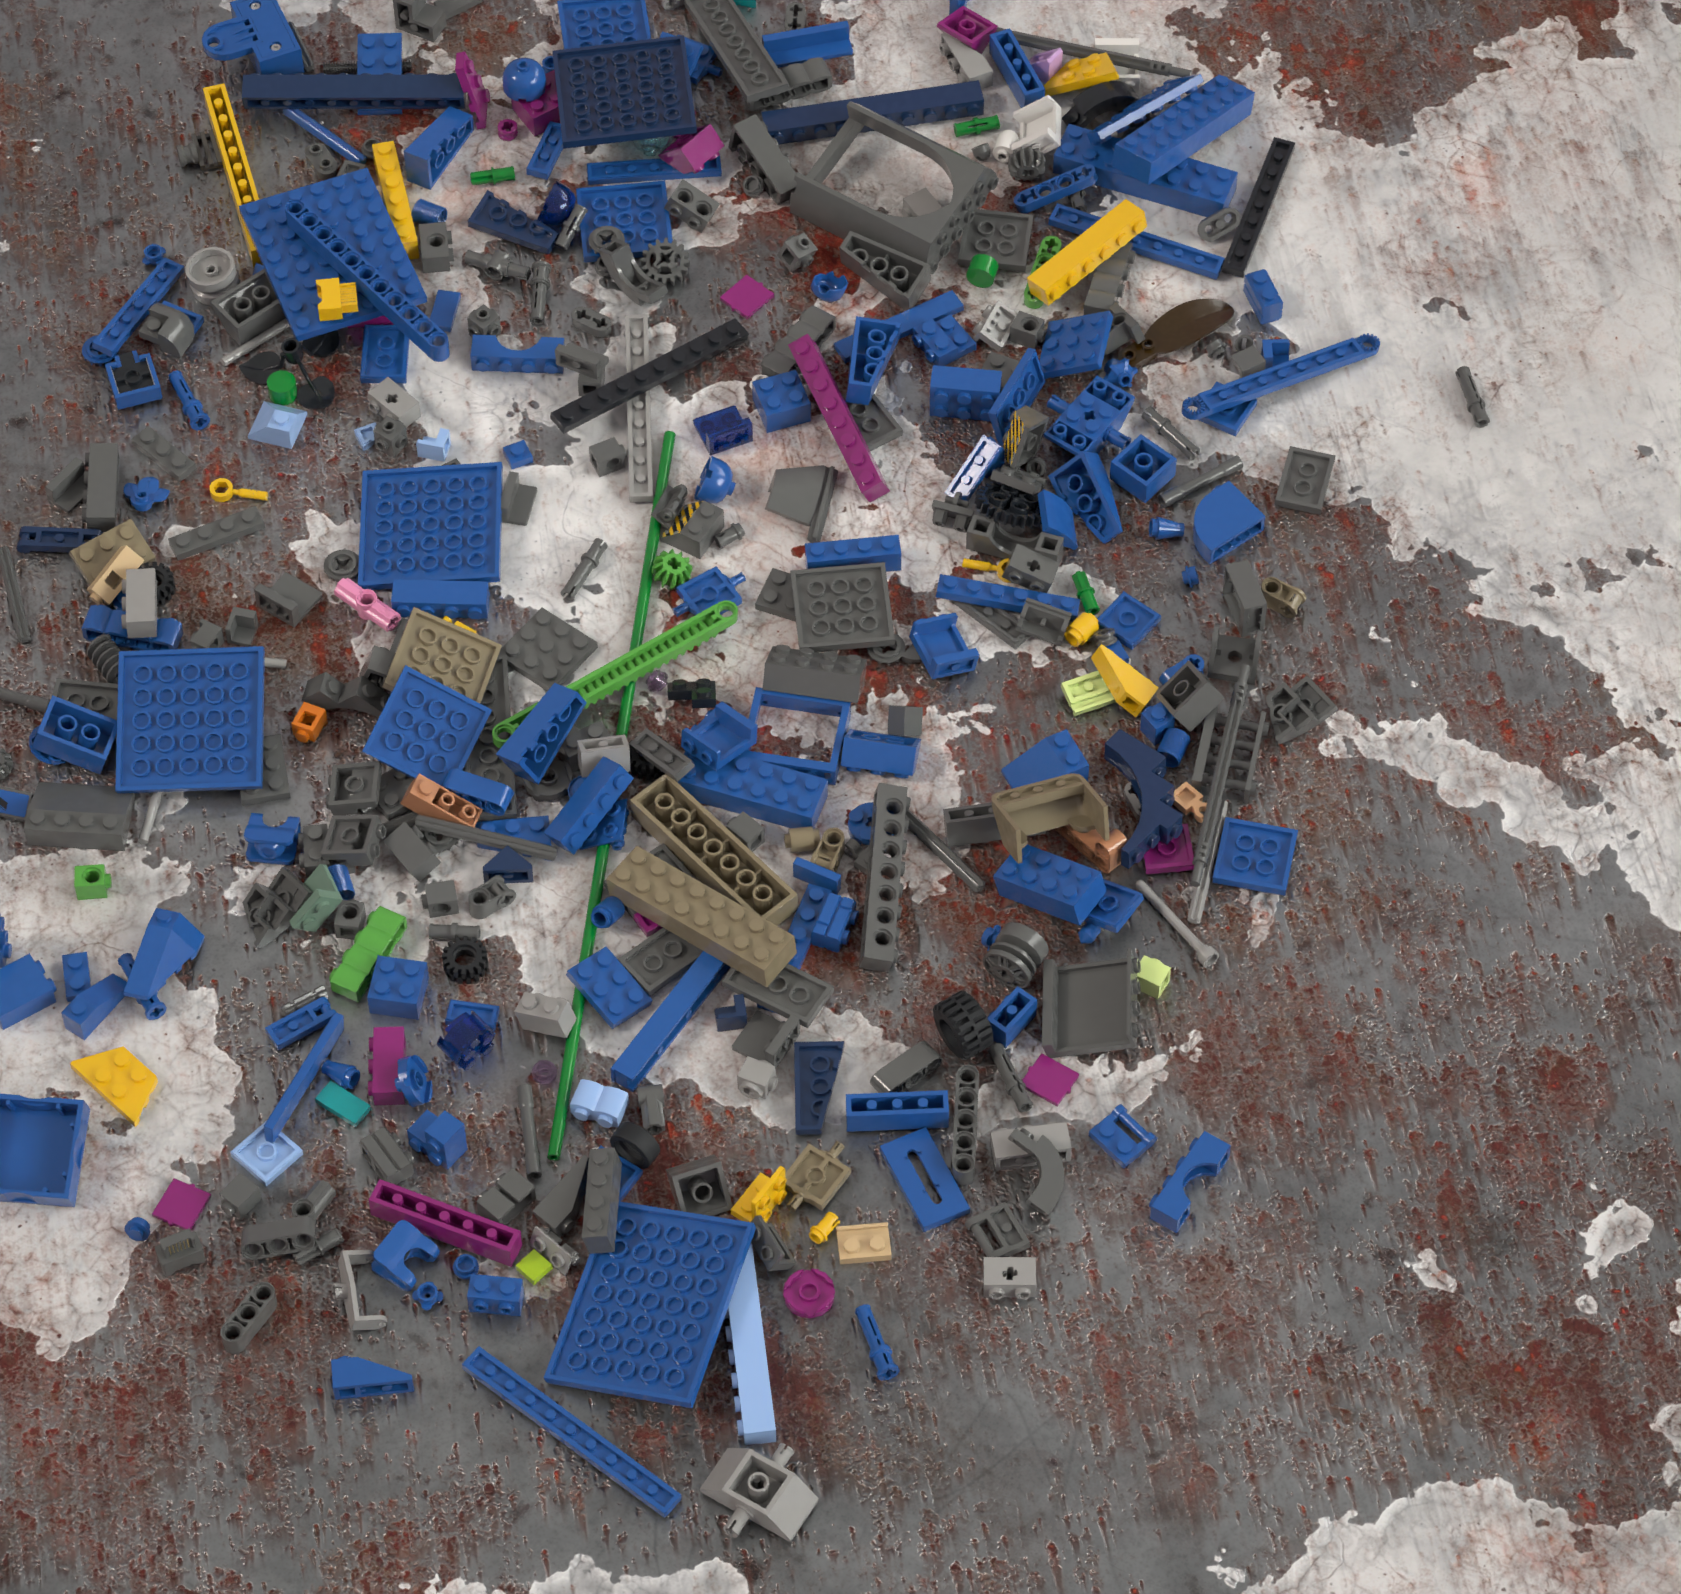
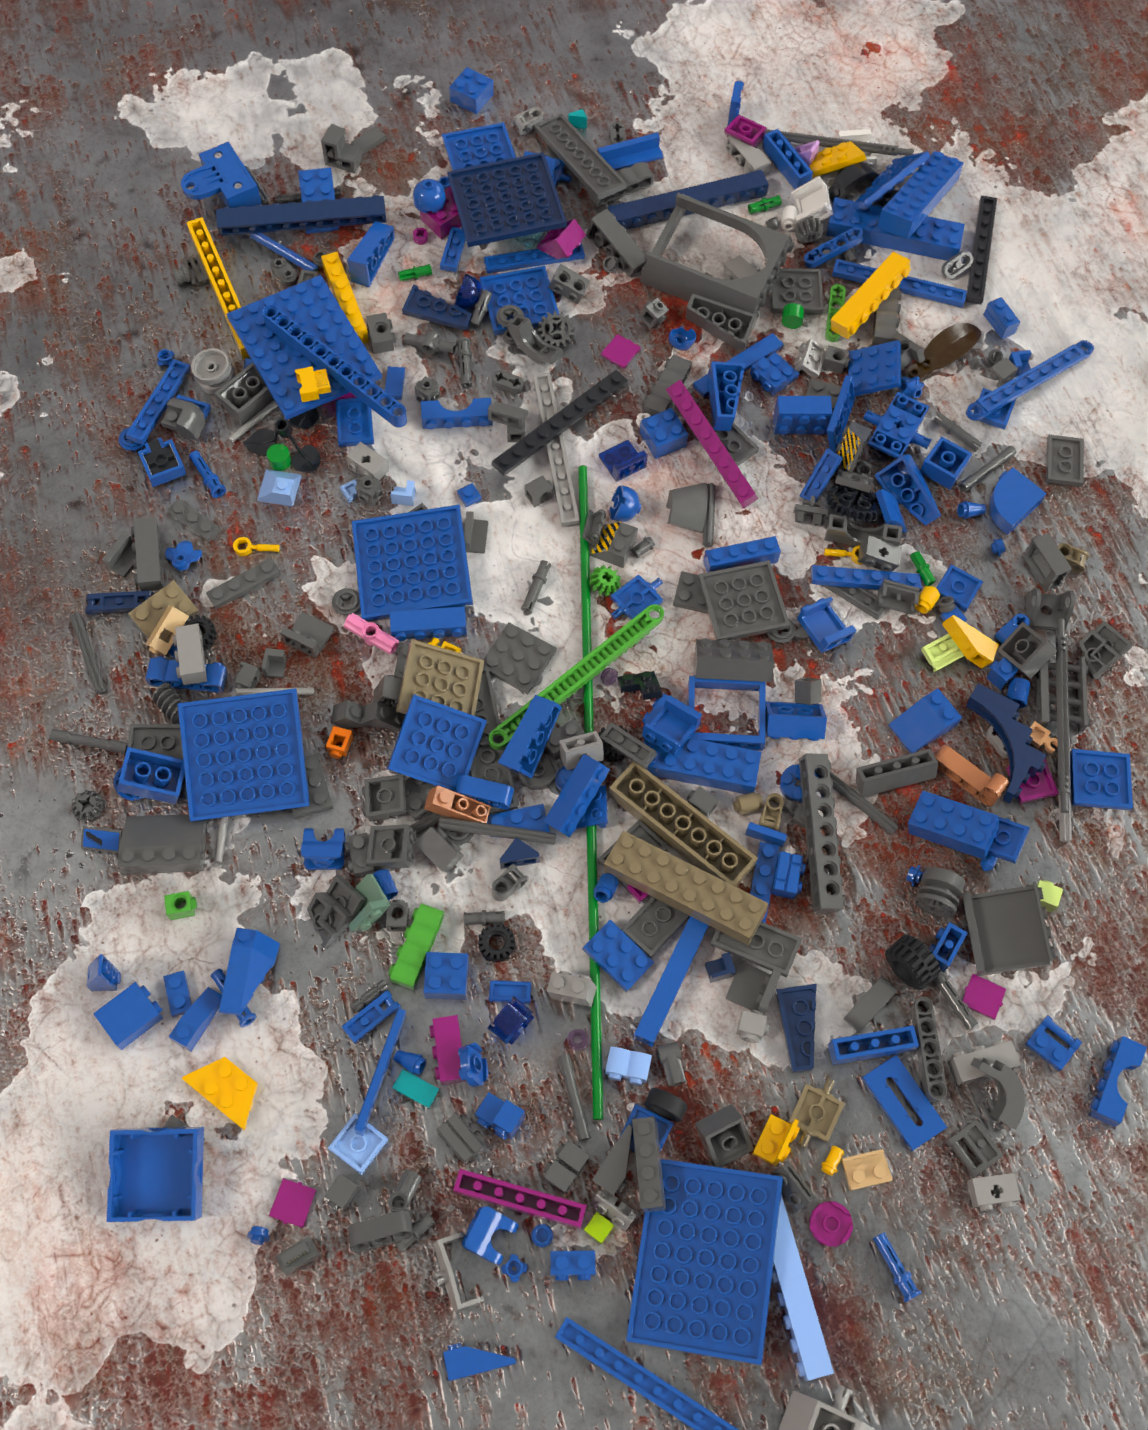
camera: 10 degrees left, 10 degrees up
(250, 1306) = (365, 1324): dark grey beam -> none
(427, 212) = (371, 306): blue piece -> none
(440, 899) = (468, 889): dark grey brick -> none
(472, 83) = (391, 204): magenta wing -> none
(1048, 806) = (942, 759): dark tan windscreen -> none
(1206, 954) = (1082, 869): light grey piece -> none

